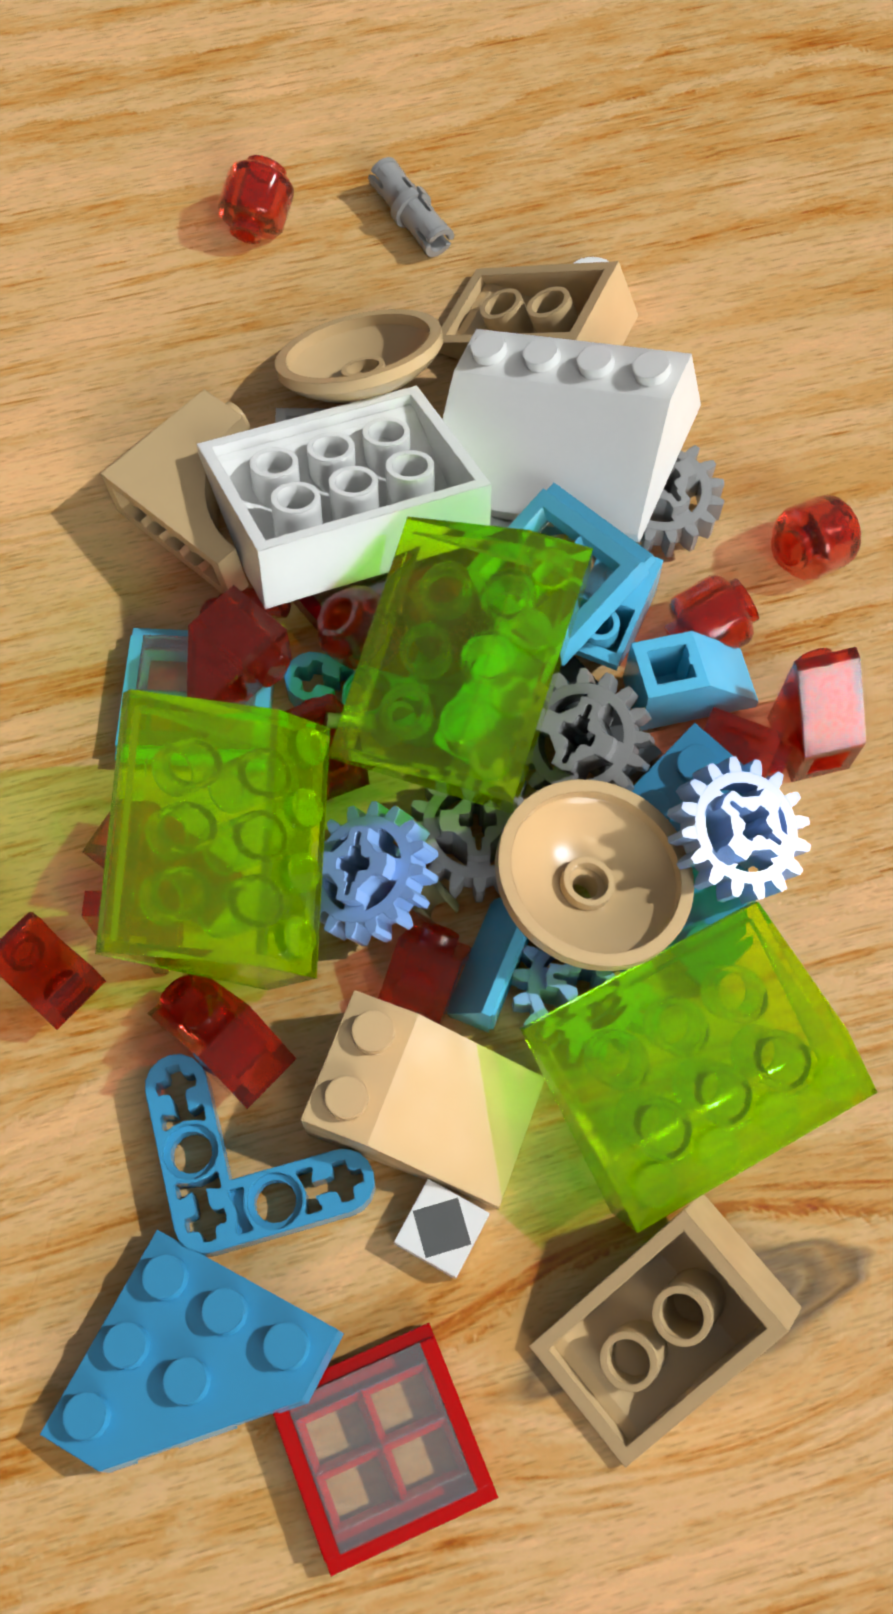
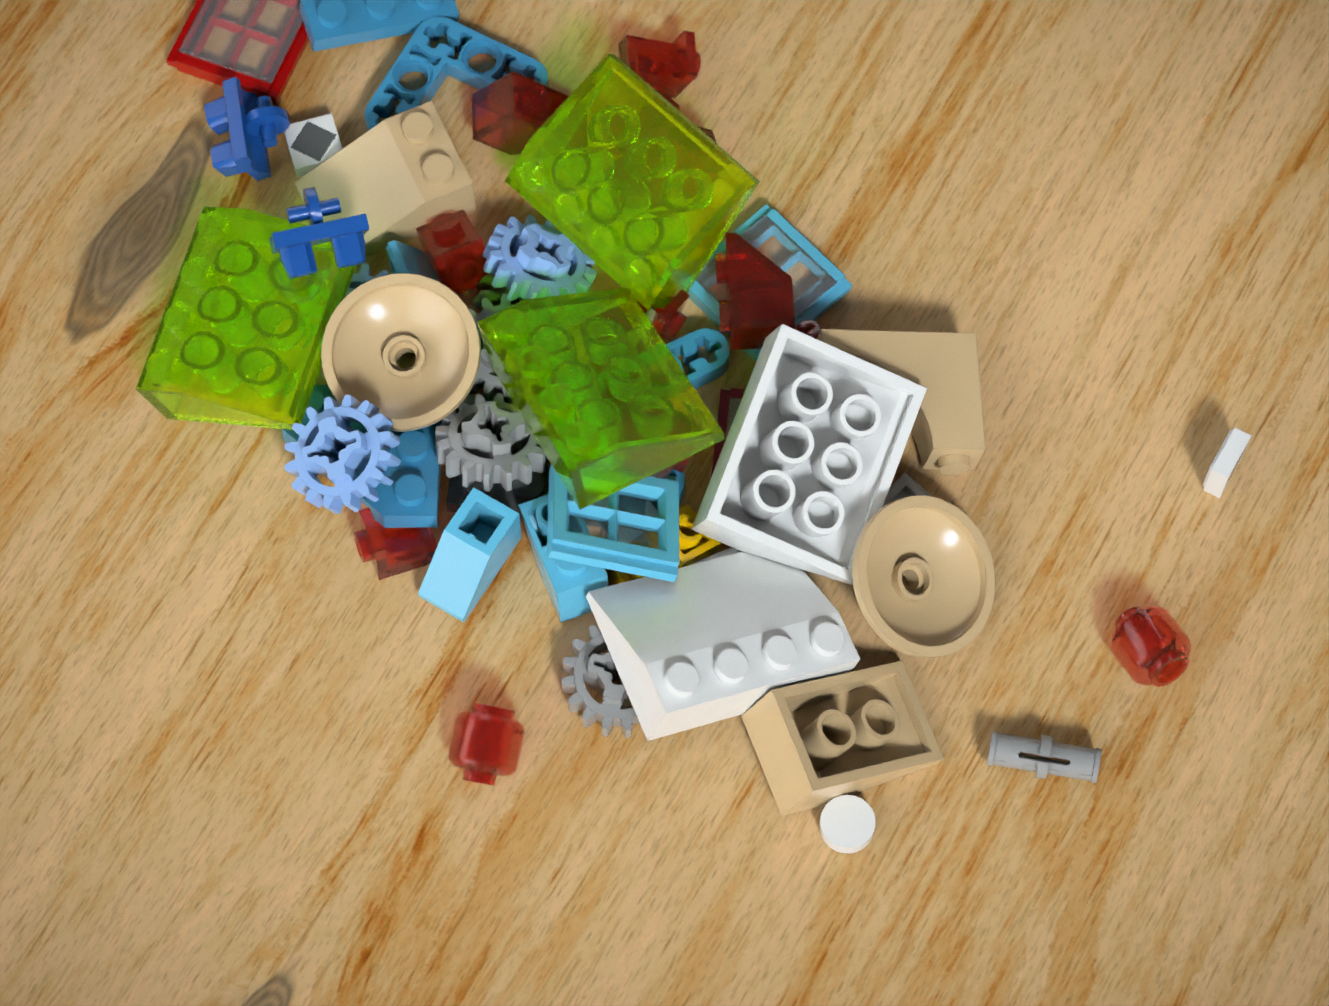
camera: 135 degrees right, 0 degrees up
(48, 257) = (1226, 462): none -> white tile
(346, 623) = (715, 384): clear red head -> none
(491, 1304) = (252, 130): none -> blue hips
(569, 1048) = (296, 244): none -> blue hips
(666, 1330) = (147, 200): tan slope -> none
(715, 610) = (499, 616): clear red head -> none
(822, 712) = (367, 599): clear red slope -> none

